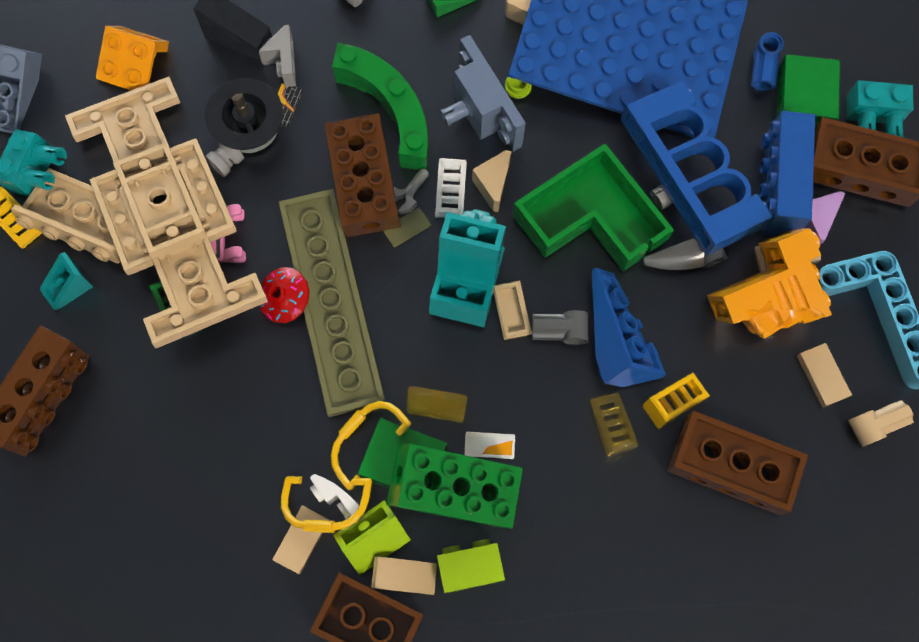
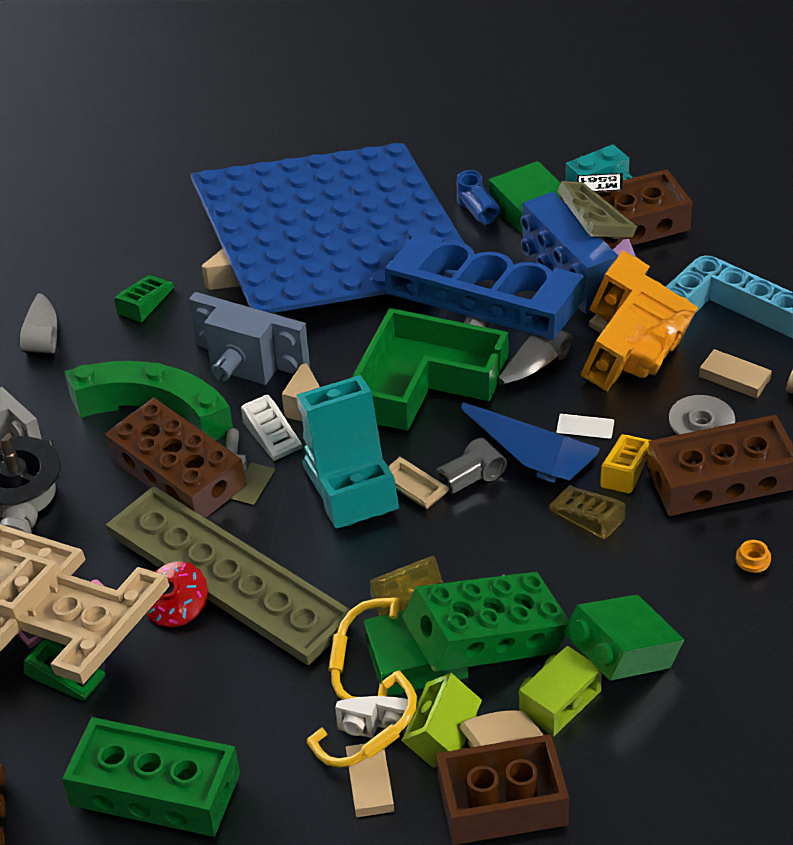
camera: 30 degrees left, 30 degrees down
(142, 442) = (152, 776): none -> green brick
(540, 564) = (623, 637): none -> green brick
(675, 342) = (585, 426): none -> white sticker
(704, 553) = (753, 556): none -> light orange plate
(768, 395) = (699, 413): none -> light grey dish
(830, 159) = (594, 212): none -> olive wing
(865, 123) = (602, 182): none -> sticker

